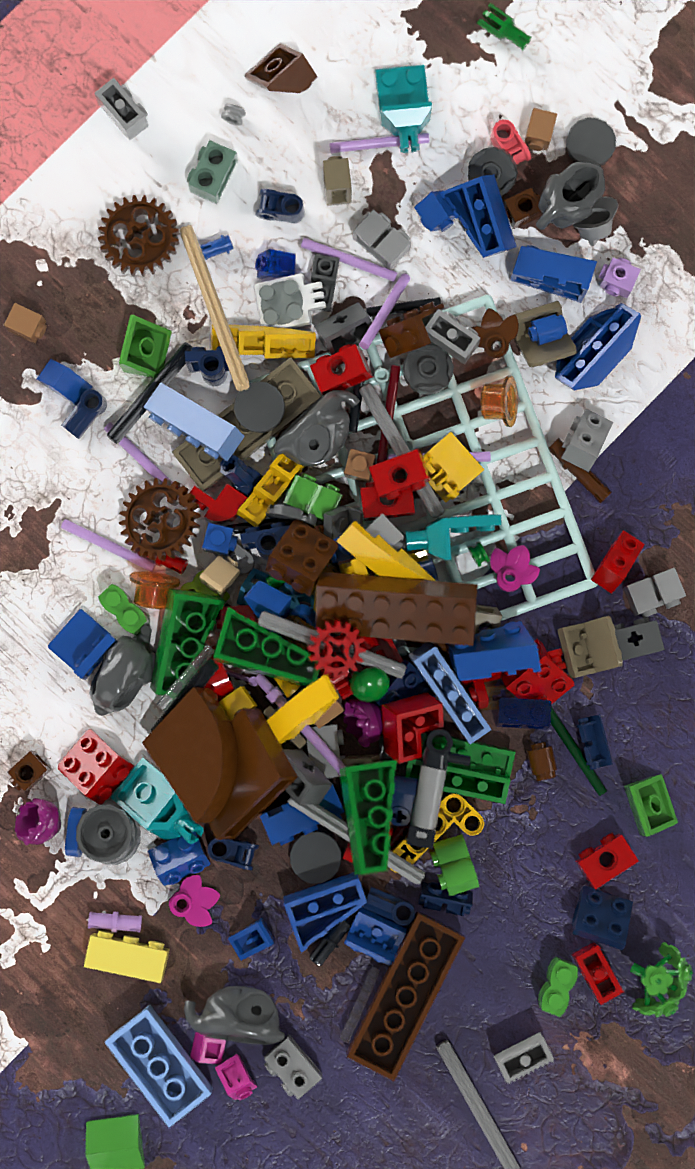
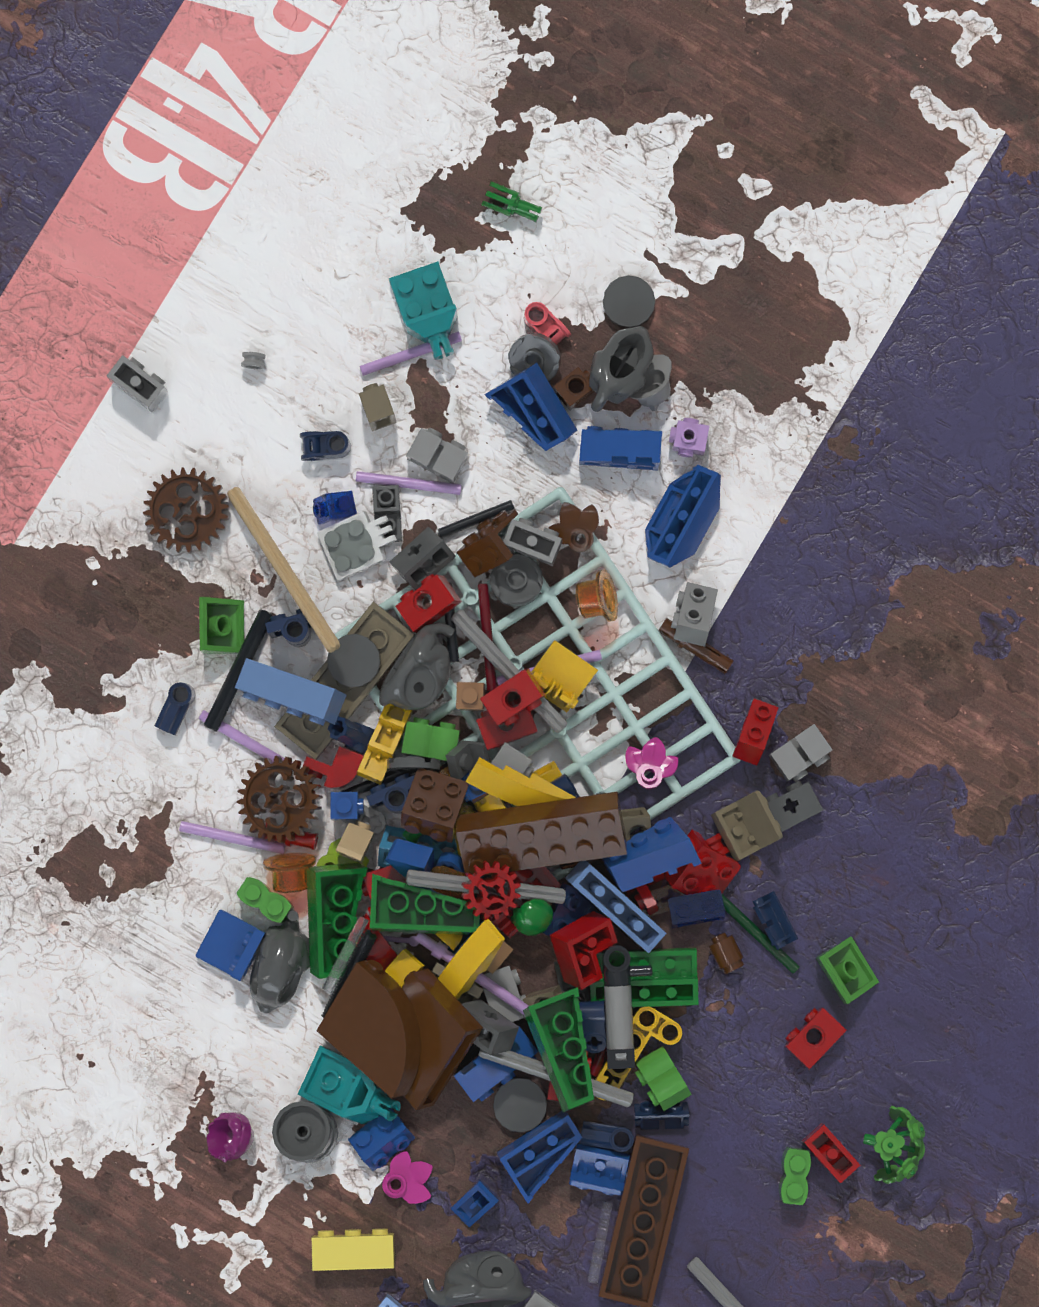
camera: 10 degrees left, 0 degrees up
(25, 323) = (92, 629): medium nougat brick -> none
(38, 765) = (217, 1080): reddish brown brick -> none
(63, 381) = (145, 679): blue slope -> none
(71, 845) = (270, 1151): blue beam -> none
(94, 767) = (273, 1067): red bracket -> none
(114, 922) = (332, 1218): lavender pin -> none
(217, 247) = (269, 502): blue pin -> none
(218, 173) = (252, 426): sand green brick -> none
(235, 853) = (437, 1120): dark blue piece -> none
(270, 341) = (347, 588): yellow slope -> none
(283, 71) = (292, 304): reddish brown slope -> none
(329, 942) = (554, 1187): black axle -> none
(363, 721) = (535, 955): magenta hair -> none
(384, 311) = (458, 530): lavender bar -> none
(435, 212) = (485, 415): blue brick -> none
(436, 535) = (564, 750): teal plate -> none
(478, 554) = (612, 757): green bush -> none
(523, 1057) = (776, 1255): light grey brick -> none
(540, 129) = (573, 302): medium nougat brick -> none
(547, 329) = (628, 510): blue brick -> none
(548, 352) = (626, 516): dark tan bracket -> none
(602, 917) = (823, 1095): dark blue plate -> none

